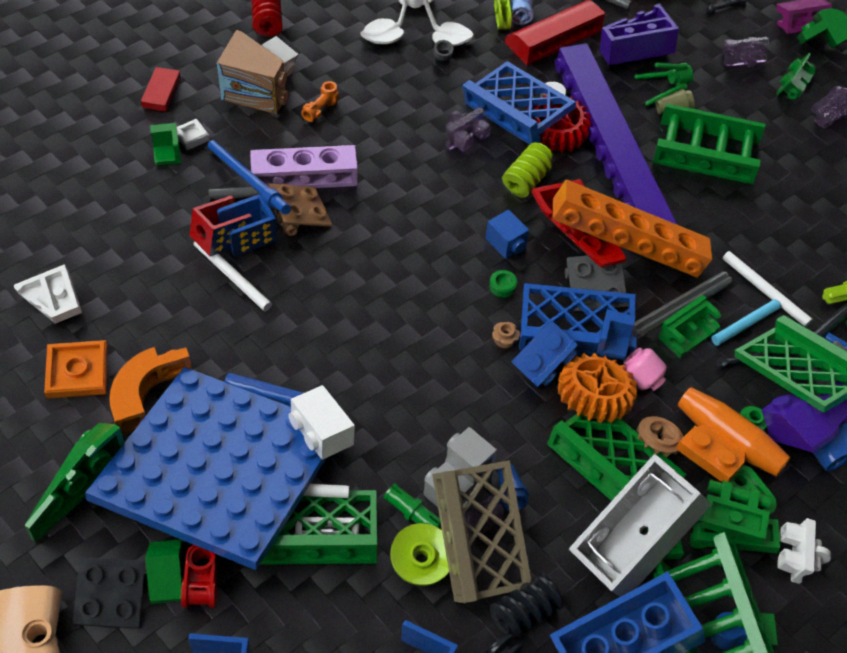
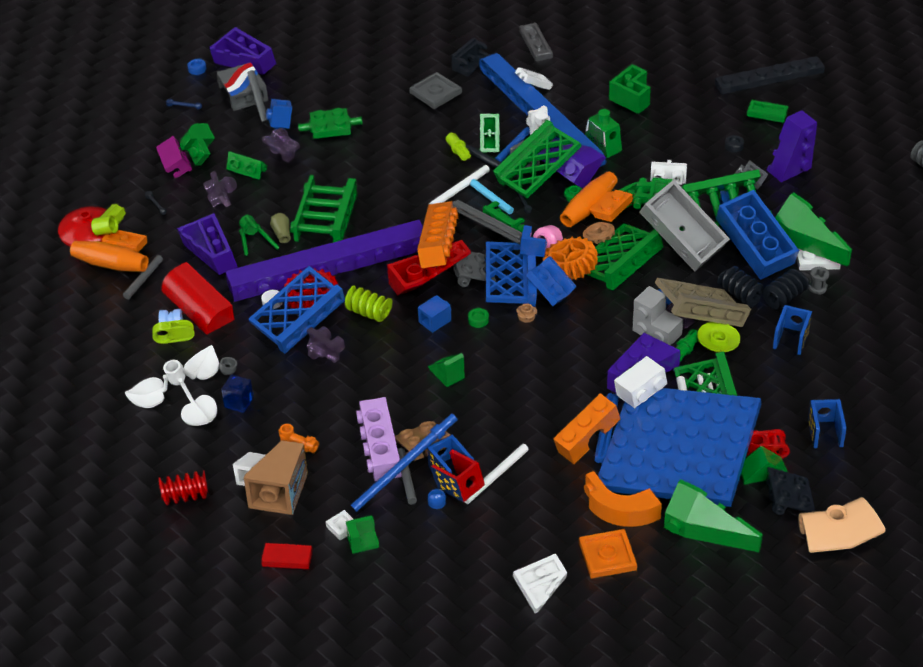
camera: 90 degrees left, 10 degrees down
(256, 350) = (574, 438): none -> orange arch
(382, 445) = (645, 345): none -> dark purple wedge
(395, 53) = (237, 393): none -> clear blue brick
(408, 239) = (449, 369): none -> green slope

